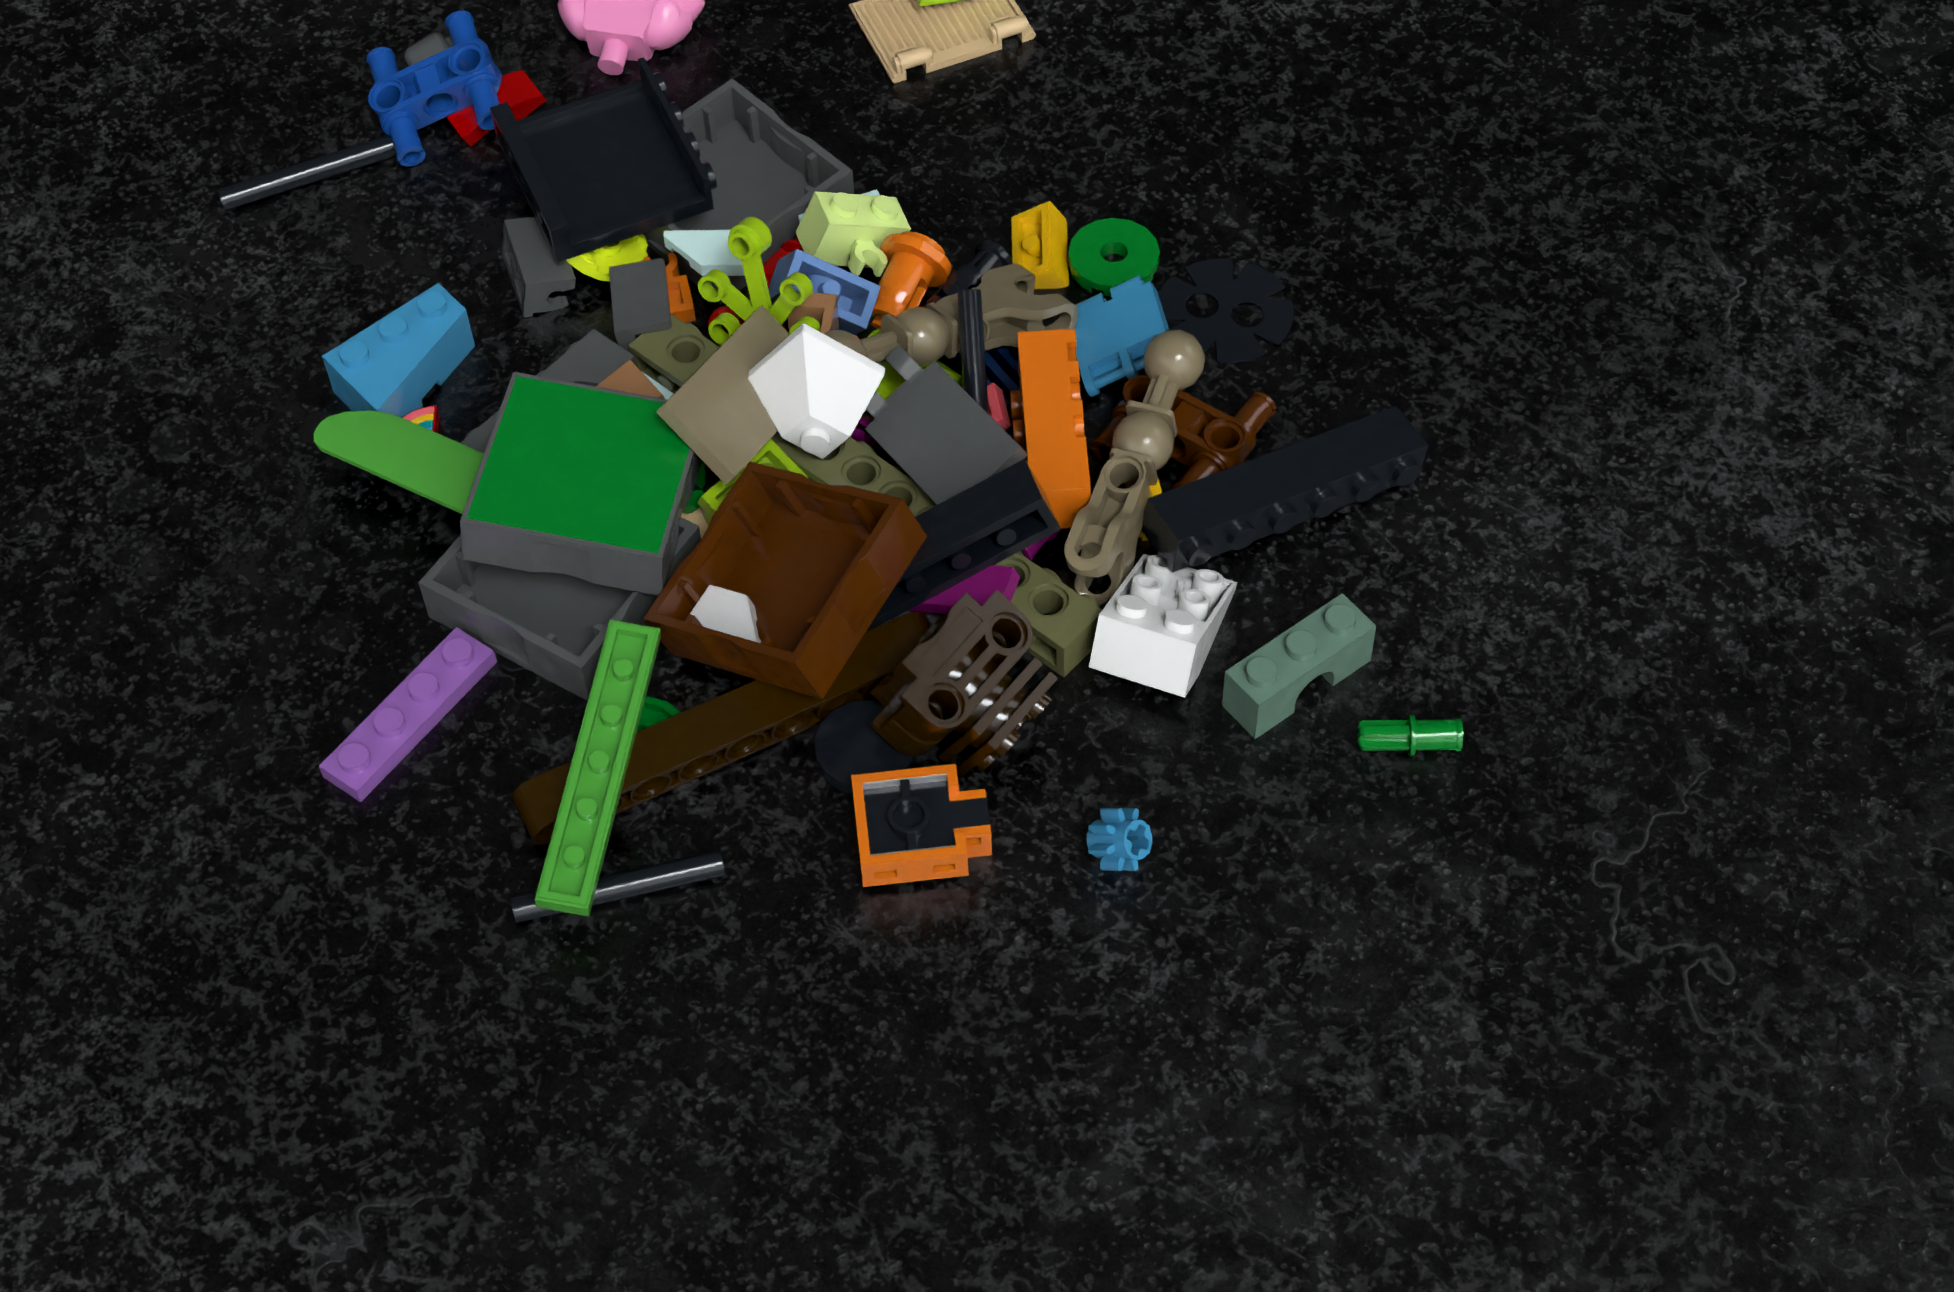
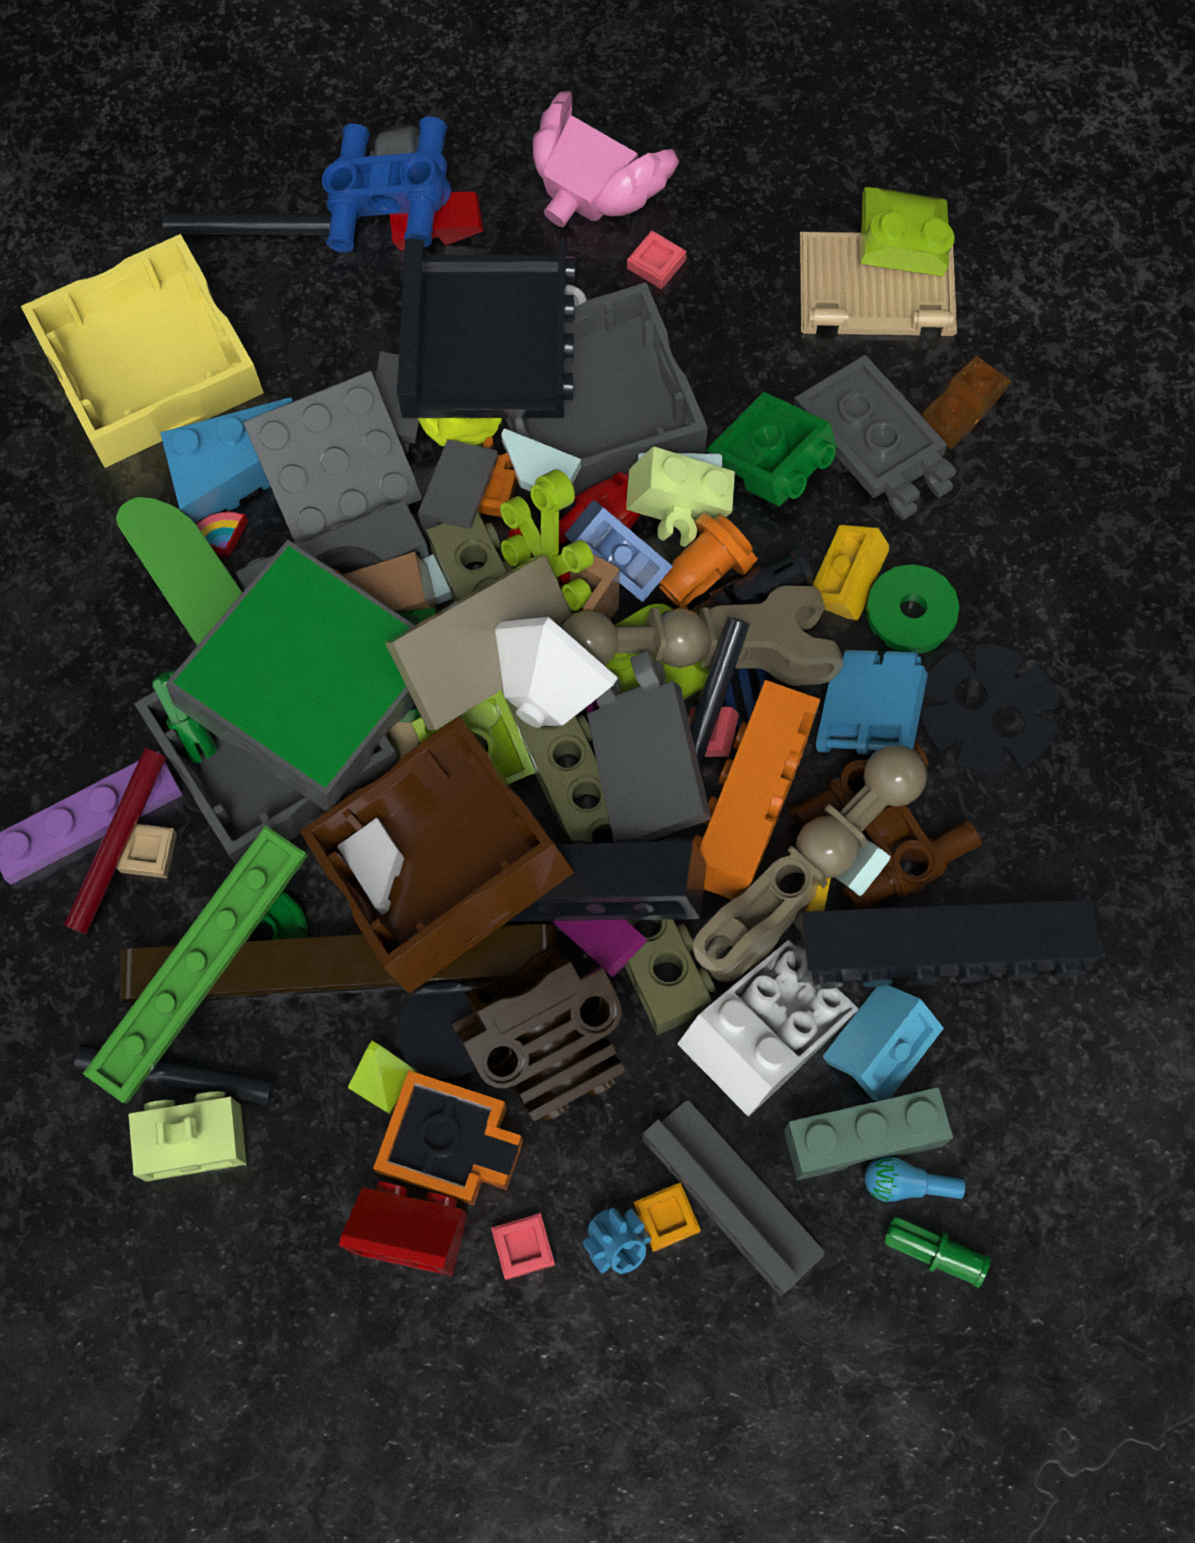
camera: 25 degrees right, 15 degrees up
(258, 305) = (143, 350): none -> light yellow tile
(455, 712) = (115, 841): none -> dark red piece
(473, 575) = (188, 729): none -> green axle
(487, 717) = (149, 851): none -> tan tile
(502, 315) = (332, 456): none -> dark grey plate
(663, 926) = (187, 1137): none -> yellowish green brick
(722, 65) = (656, 259): none -> coral tile
(822, 808) = (380, 1077): none -> lime slope
(920, 913) = (405, 1229): none -> red slope
(924, 171) = (775, 448): none -> green plate
(1008, 134) = (879, 435): none -> dark grey tile
(1033, 889) = (523, 1246): none -> coral tile
(1072, 83) = (965, 401): none -> clear orange slope
(1158, 808) = (667, 1217): none -> light orange tile
(1184, 455) = (865, 868): none -> light aqua tile
(1203, 772) = (733, 1197): none -> dark grey panel
(1273, 589) = (884, 1041): none -> medium azure panel
(1344, 694) = (896, 1180): none -> dark azure piece

